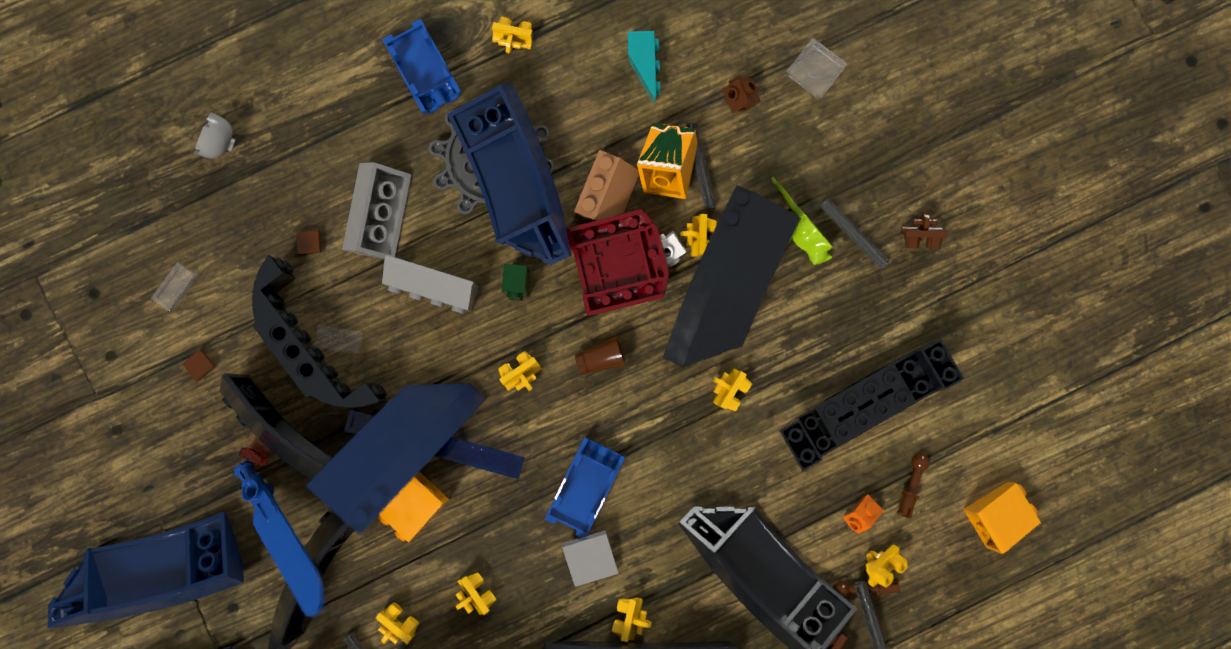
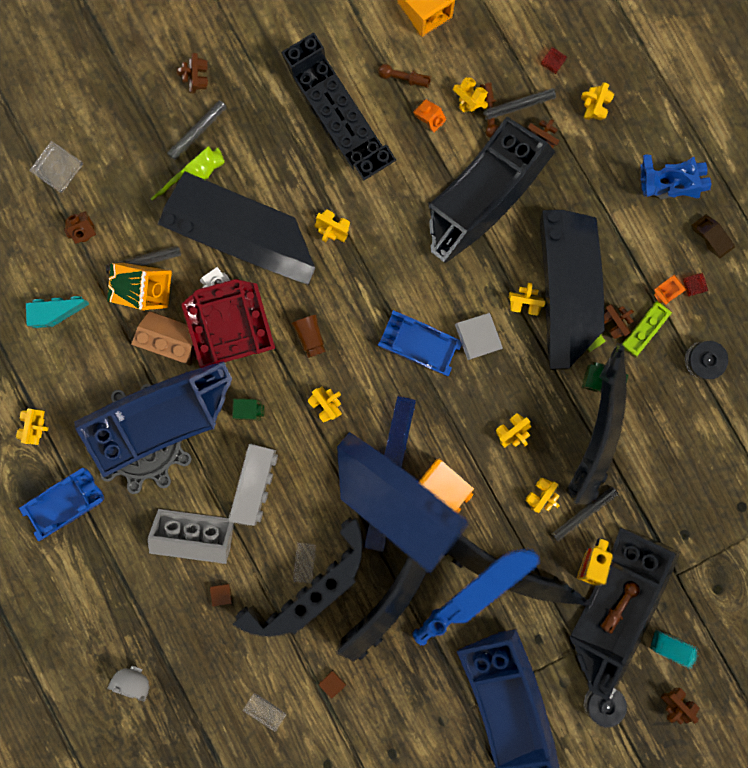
camera: 90 degrees left, 0 degrees up
(253, 455) = (407, 629): clear red tile -> none
(697, 234) = (202, 259): yellow hips -> none

